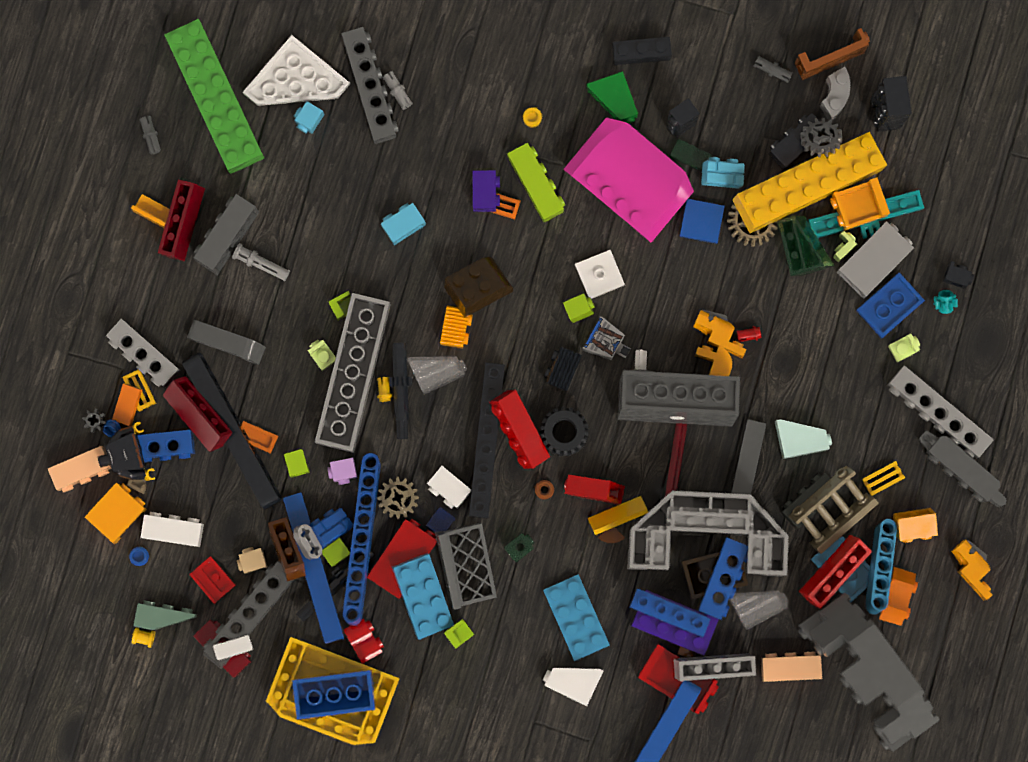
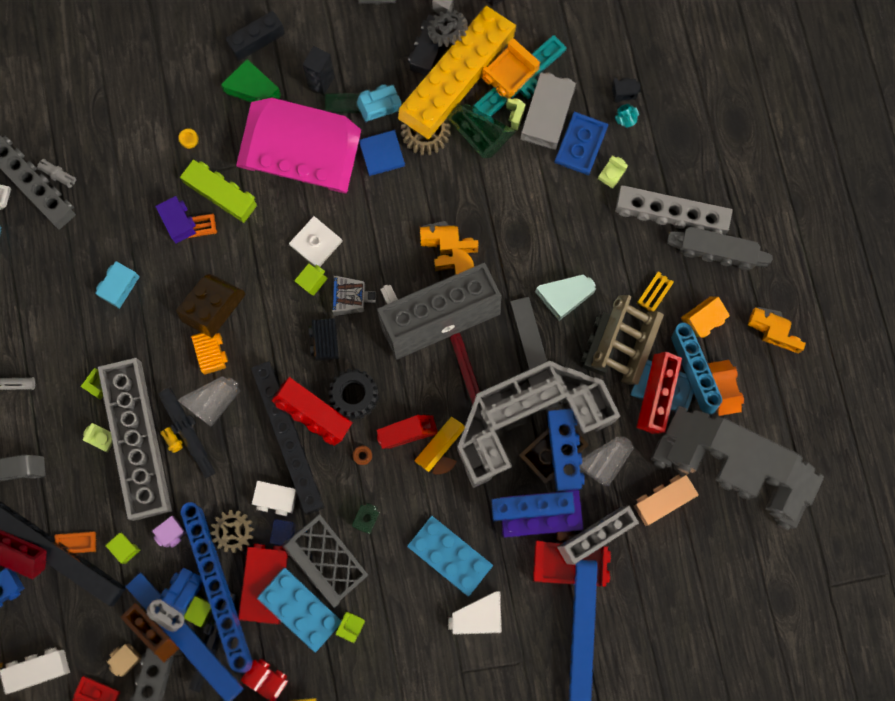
camera: 30 degrees left, 5 degrees down
(749, 334) = (473, 227): red pin -> none

